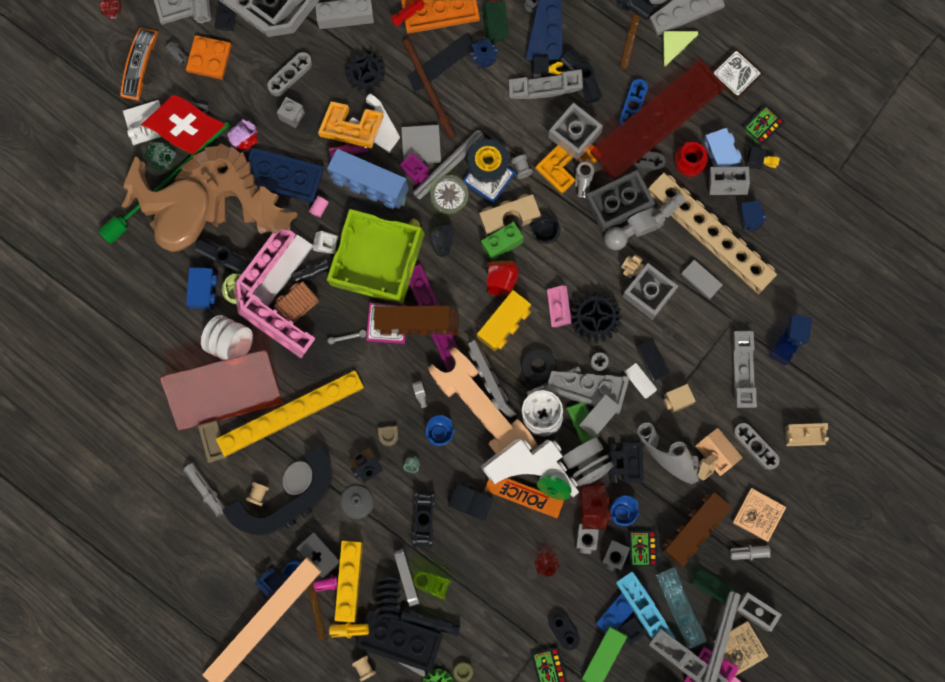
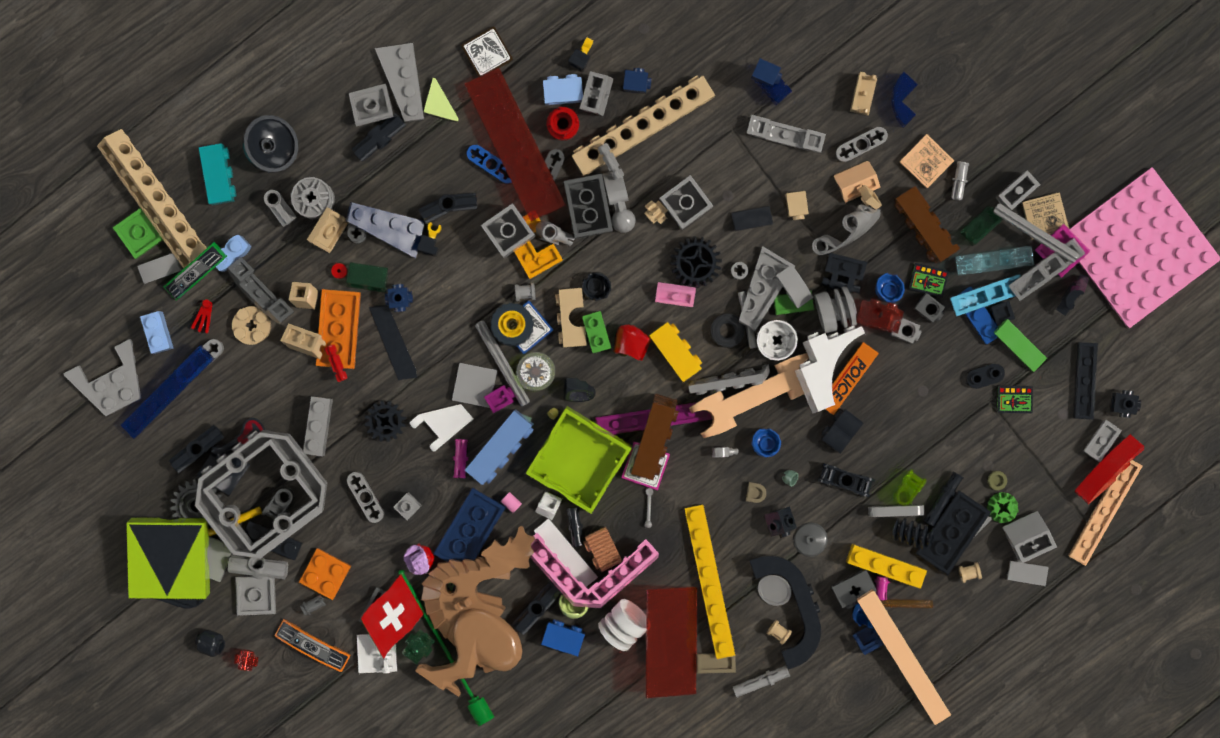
camera: 80 degrees left, 10 degrees up
(336, 128) = (451, 441): light orange plate -> none
(348, 630) = (931, 577): yellow axle -> none
(444, 119) = (456, 355): copper bar -> none
(546, 87) = (448, 245): light grey slope -> none
(546, 564) = (919, 375): clear red gear -> none
(554, 487) = (851, 348): green piece -> none
(630, 41) = (424, 148): clear orange bar -> none
(640, 381) = (767, 236): white sticker -> none
(701, 279) = (685, 148): light grey tile -> none
(763, 125) = (546, 41): piece -> none
(820, 470) = (901, 90): none -> clear blue brick

